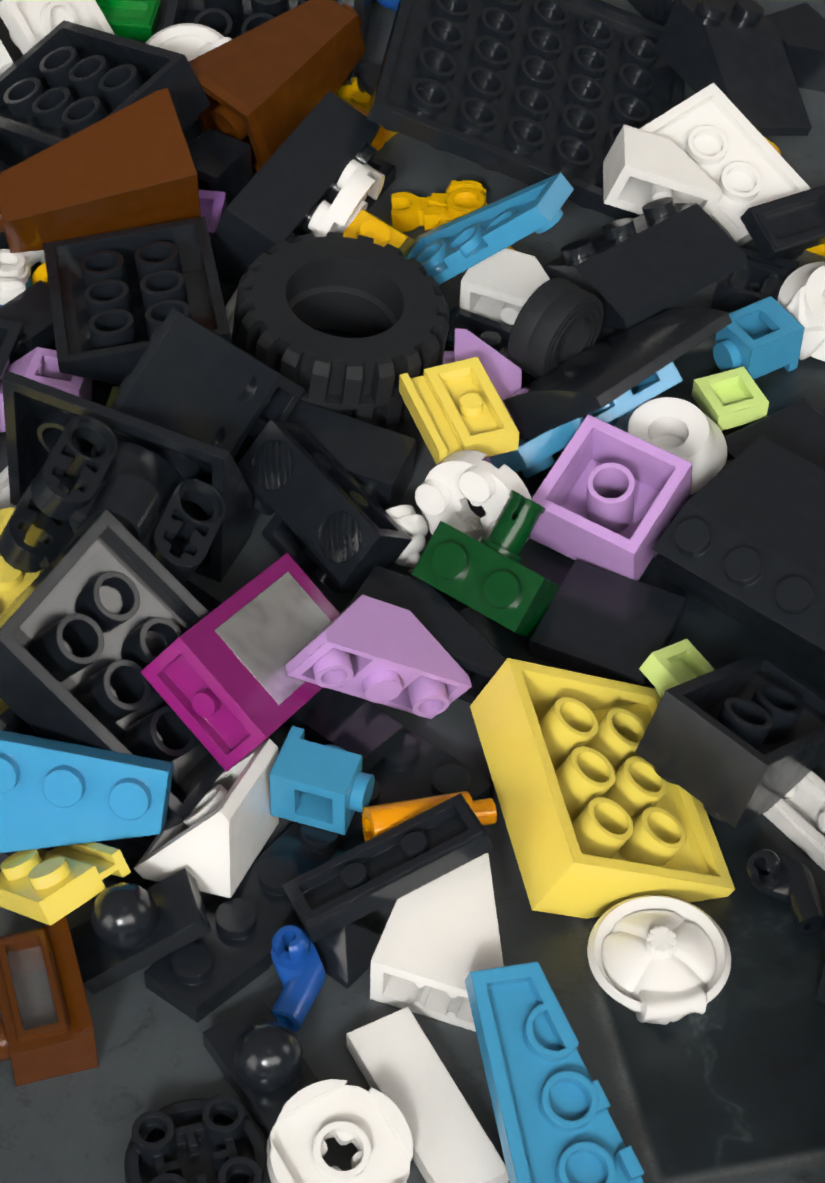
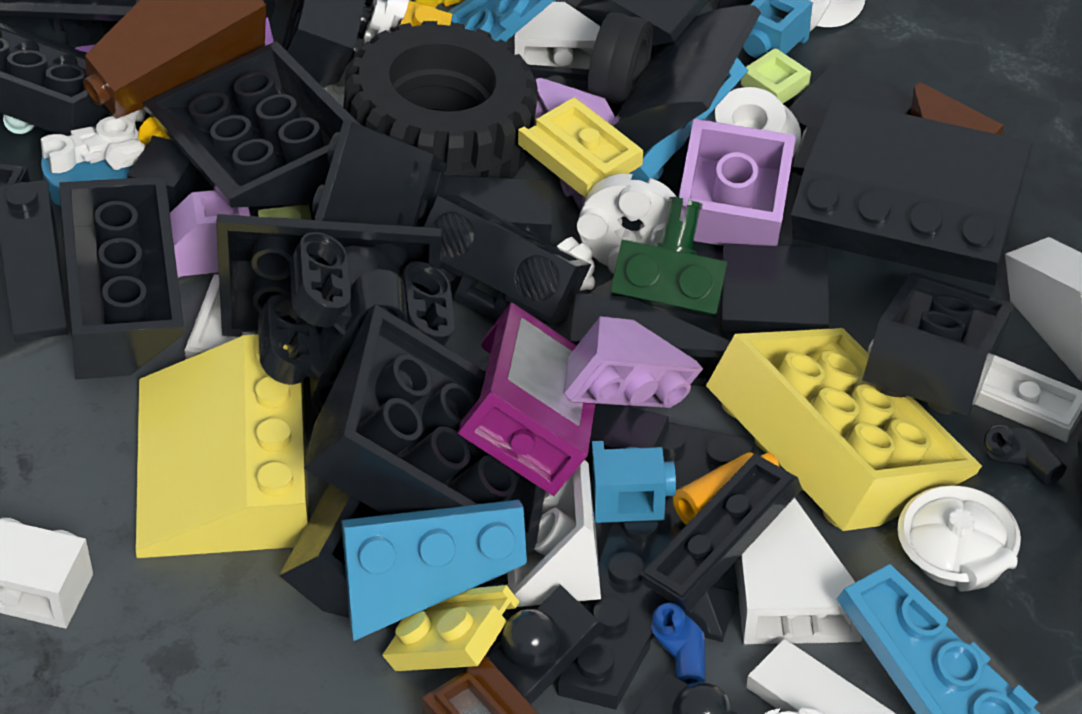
camera: 20 degrees left, 0 degrees up
(674, 666) = (856, 311): yellowish green plate -> none

